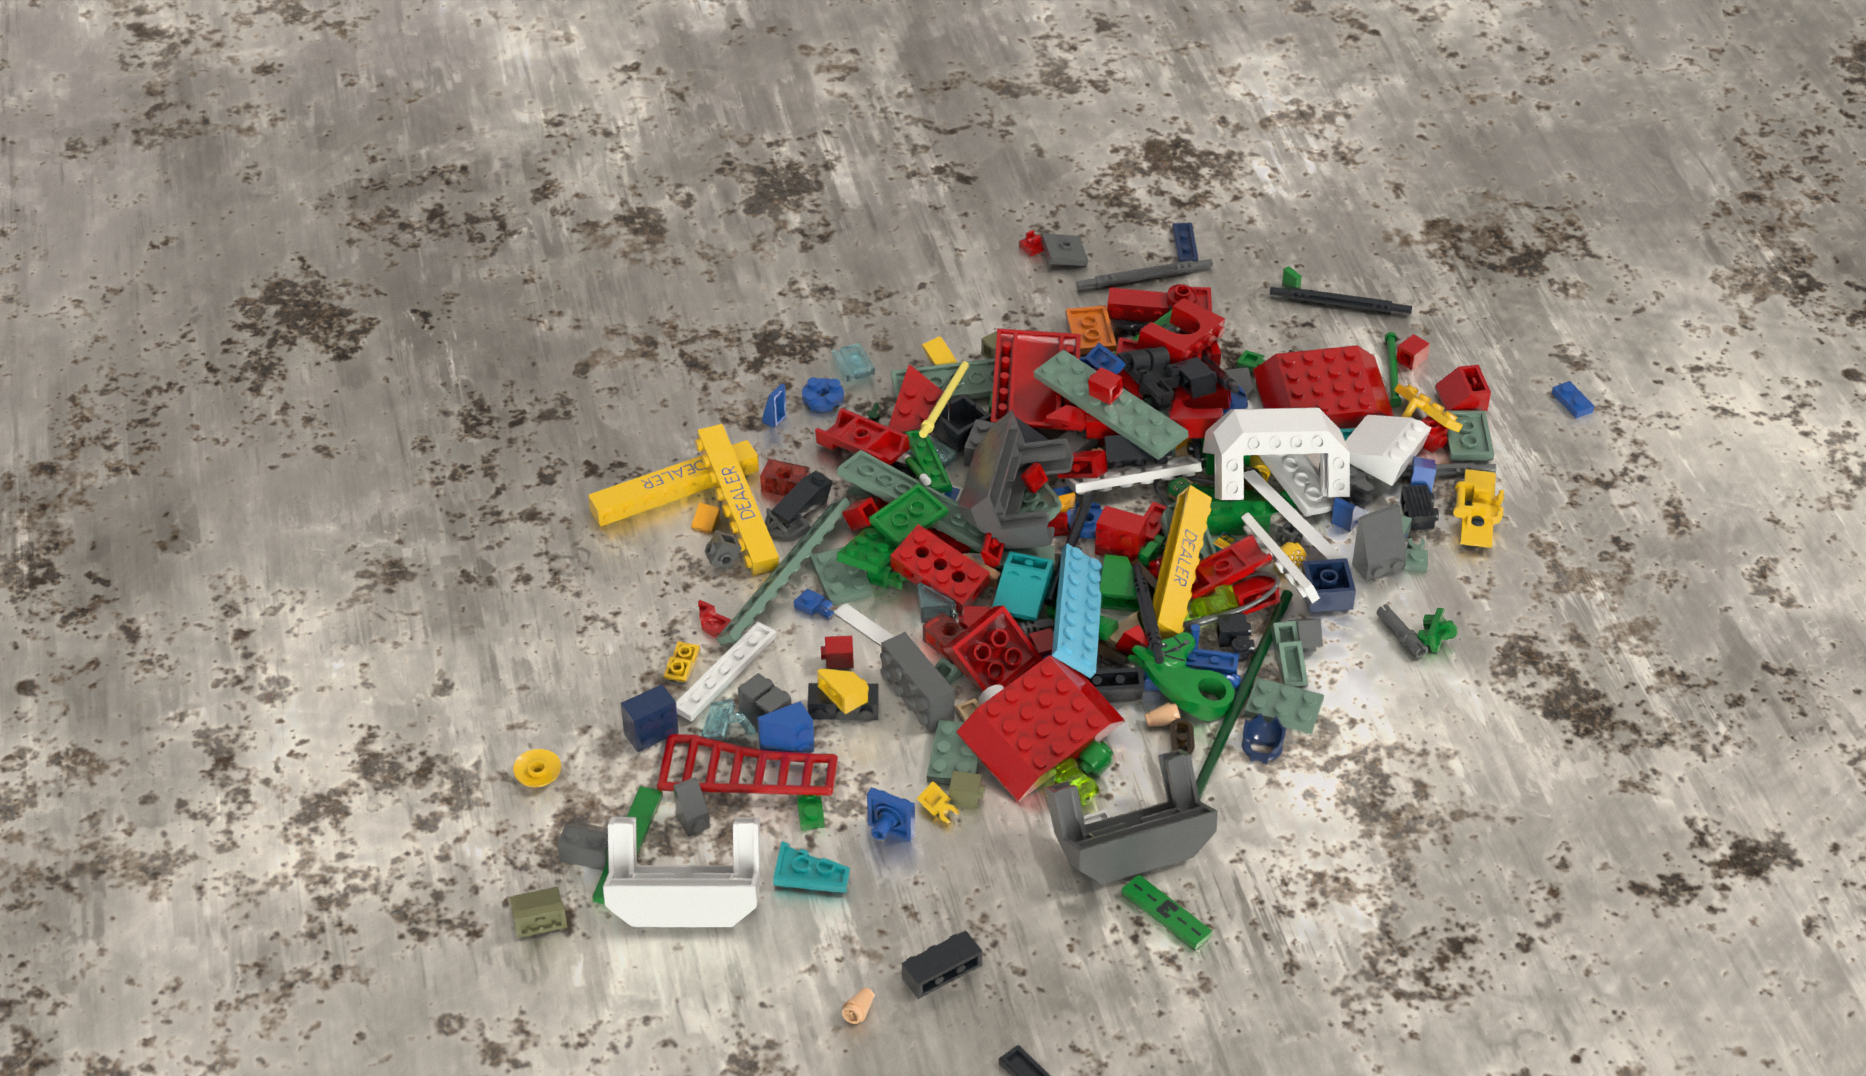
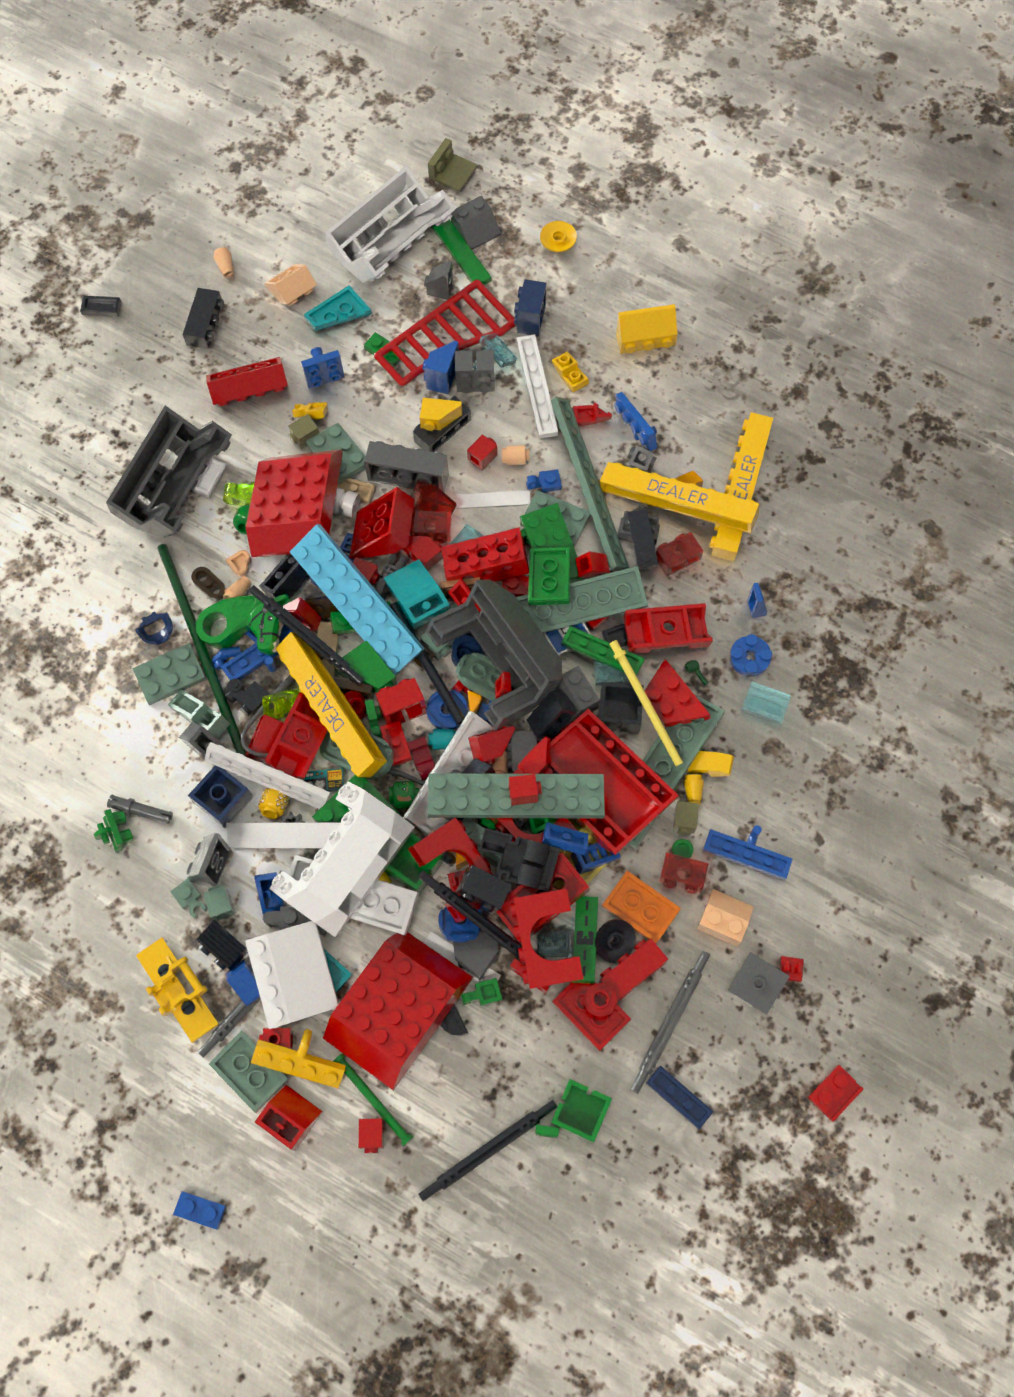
camera: 135 degrees right, 25 degrees up
(582, 632) = (646, 329): none -> yellow slope
(693, 571) = (639, 427): none -> blue plate
(812, 634) = (515, 455): none -> light nougat brick
(822, 929) = (291, 284): none -> light nougat slope
(922, 476) = (597, 633): bar -> none
(930, 645) = (431, 498): none -> clear red slope
(964, 874) = (246, 381): none -> red slope
(970, 354) = (694, 788): none -> yellow cone
(981, 303) = (748, 853): none -> blue plate
(1037, 318) = (696, 871): none -> clear red brick
(1042, 287) = (725, 918): none -> light nougat slope
(1085, 184) = (835, 1093): none -> red plate
(1111, 499) = (440, 738): none -> teal brick
(1136, 740) = (239, 563): none -> light nougat tile
(1143, 500) = (421, 757): none -> dark red leg
(1167, 912) = (101, 460): green tile -> none
(1259, 268) = (581, 1112): none -> green piece

